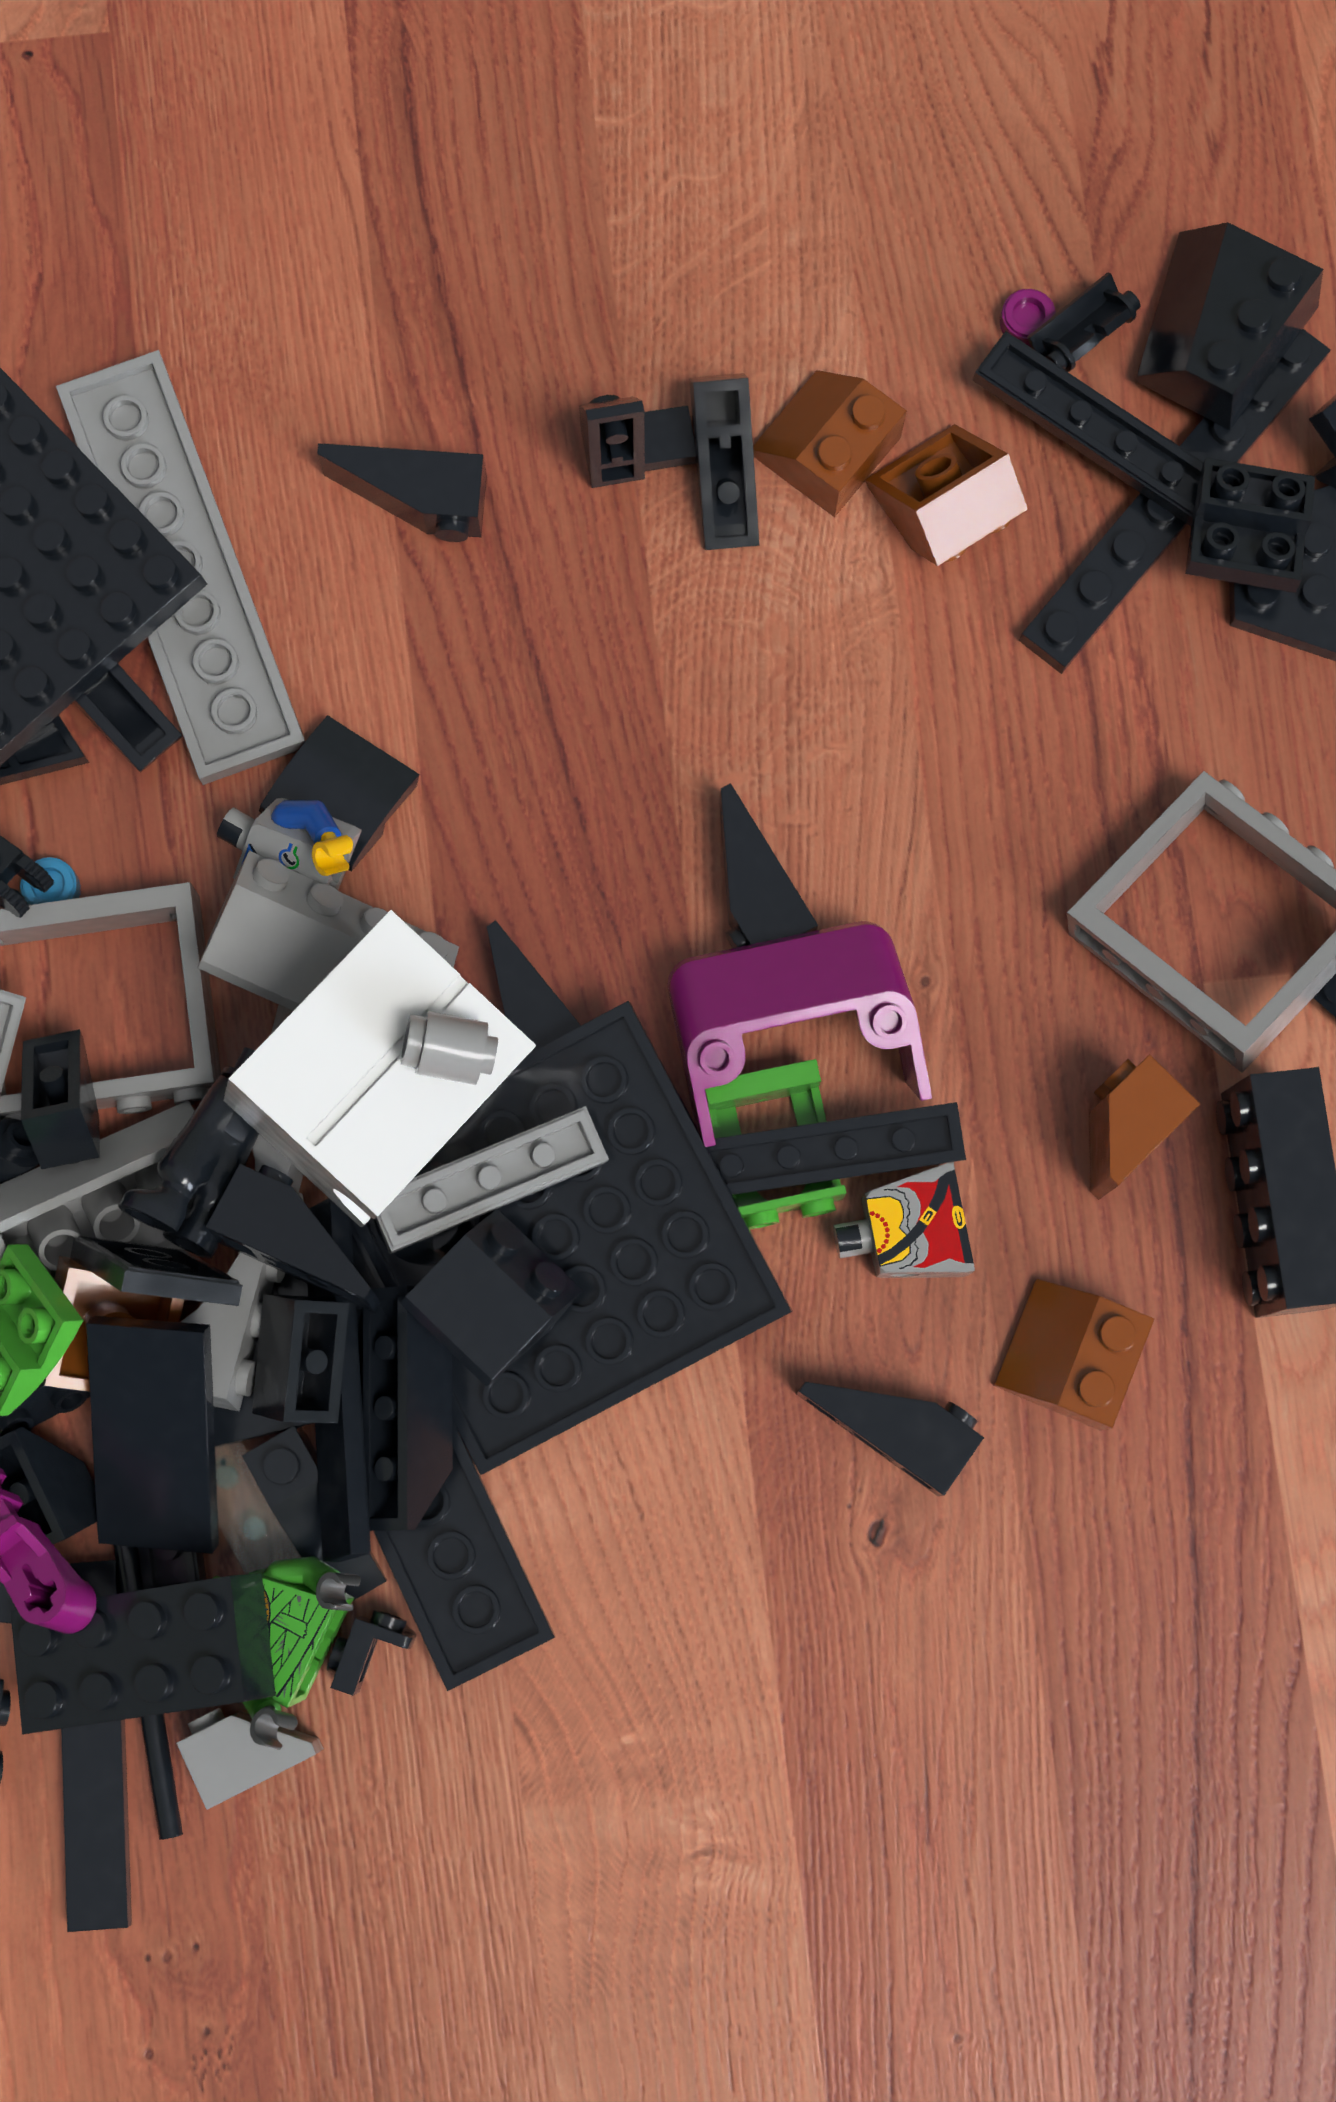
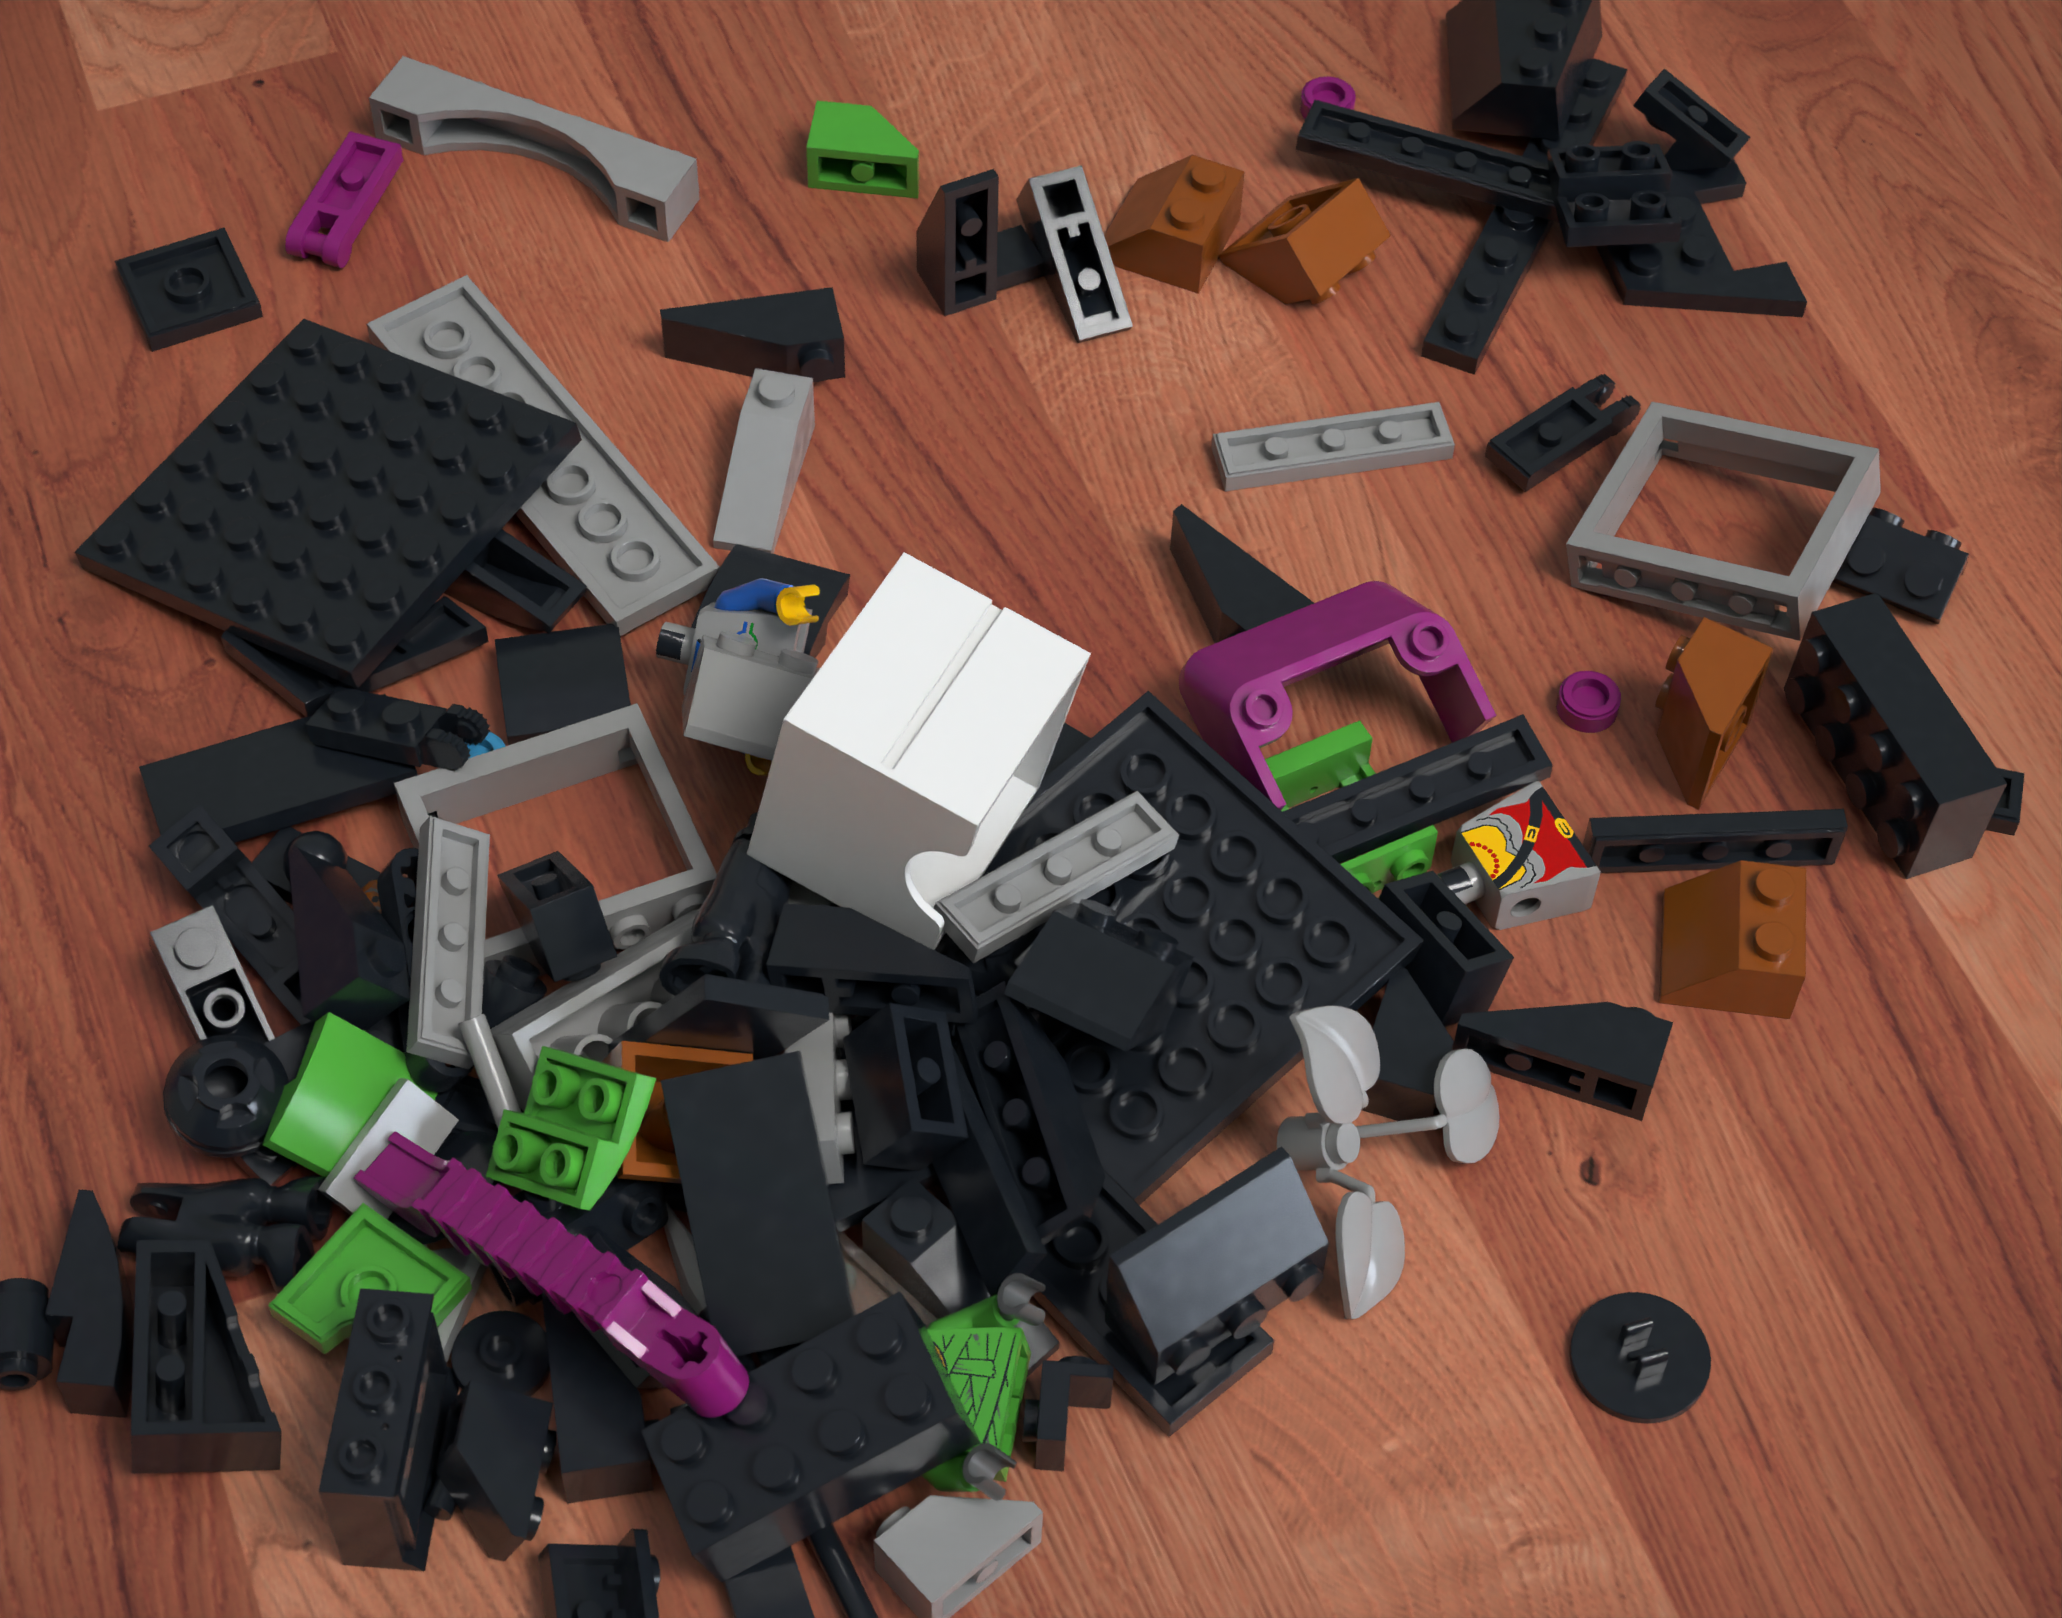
camera: 15 degrees left, 25 degrees down
(71, 225) = (344, 199): none -> magenta plate
(140, 826) = (560, 679): none -> black slope
(181, 144) = (444, 112): none -> light grey arch
(376, 631) = (765, 460): none -> light grey slope
(449, 1047) = (1006, 648): light grey brick -> none
(514, 1592) = (1216, 1268): none -> slope
(556, 281) = (860, 152): none -> bright green slope
(651, 1465) = (1339, 1068): none -> light grey plant
(751, 1398) = (1410, 1050): none -> black slope
(822, 1320) = (1460, 958): none -> black brick
(856, 1717) = (1640, 1357): none -> black piece
(901, 729) = (1332, 446): none -> light grey tile
(1038, 1067) = (1588, 701): none -> magenta tile
(1084, 323) = (1390, 83): black hinge -> none
(1093, 1250) = (1715, 840): none -> black tile
(1112, 770) = (1560, 432): none -> black hinge

